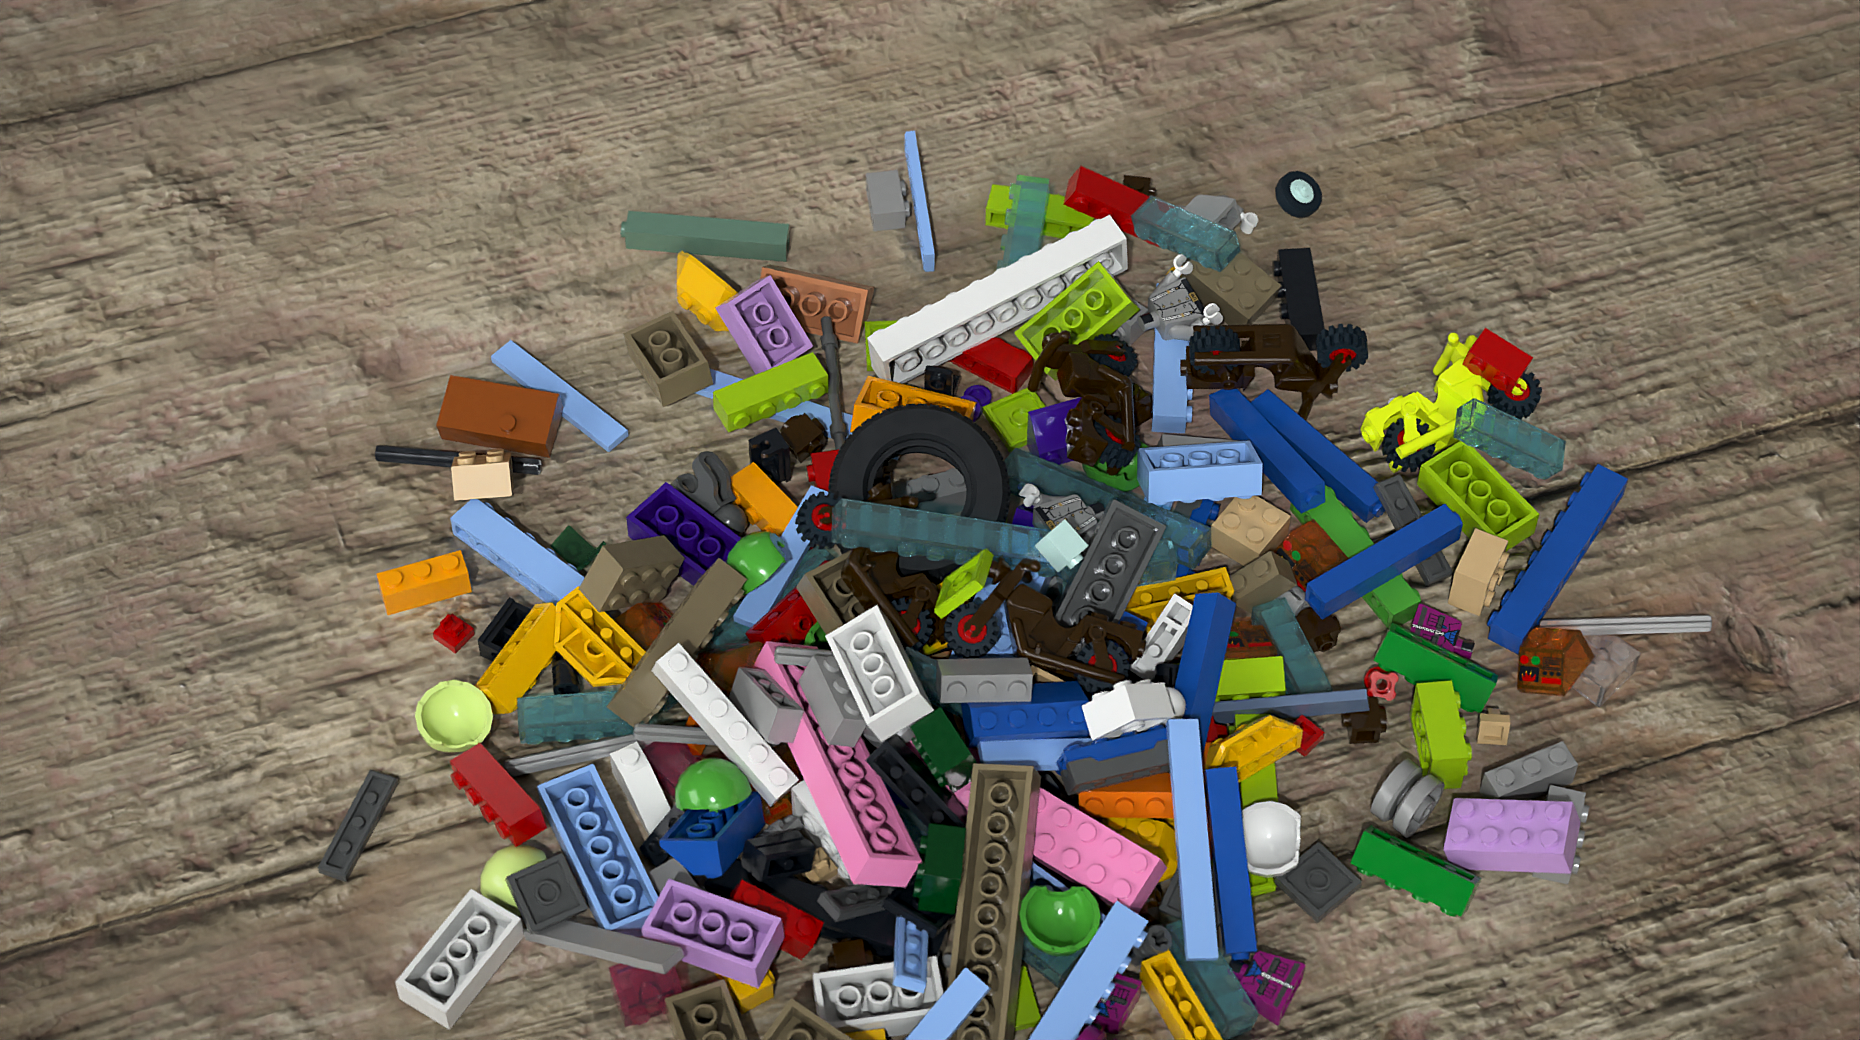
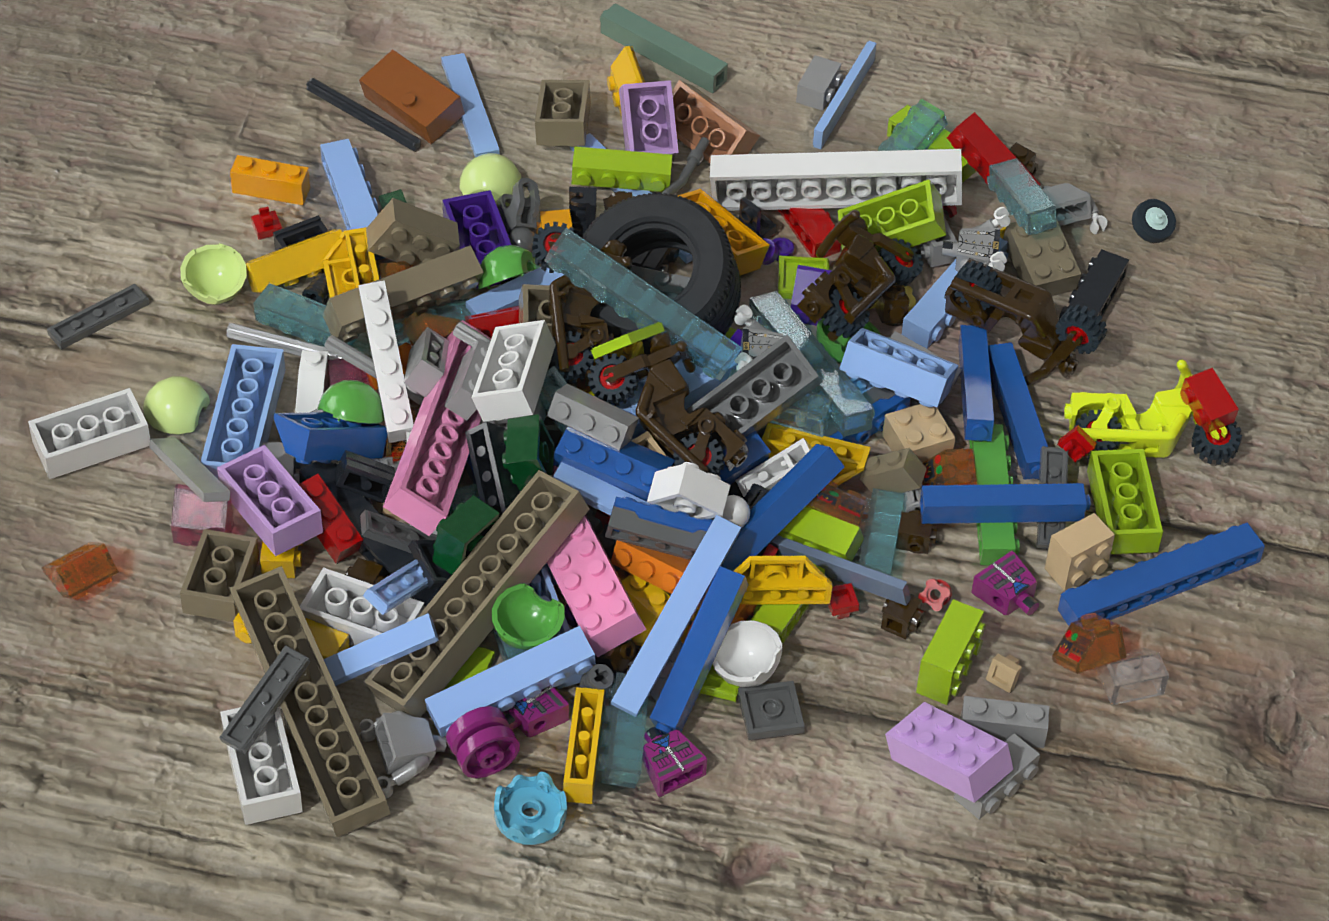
camera: 30 degrees right, 5 degrees down
(482, 475) = (364, 126): tan brick -> none
(497, 795) = (201, 339): red brick -> none
(546, 893) = (179, 418): dark grey plate -> none
(643, 466) = (489, 173): none -> yellowish green cylinder
(1062, 546) = (727, 352): light aqua brick -> none
(1403, 464) = (1077, 443): none -> red tile
(1407, 798) = (886, 682): light grey wheel -> none
(1415, 871) = (853, 740): green brick -> none
(1428, 662) = (977, 587): green brick -> none
(1509, 439) = (1181, 466): clear light blue brick -> none
(1632, 625) = (1187, 657): light grey axle -> none

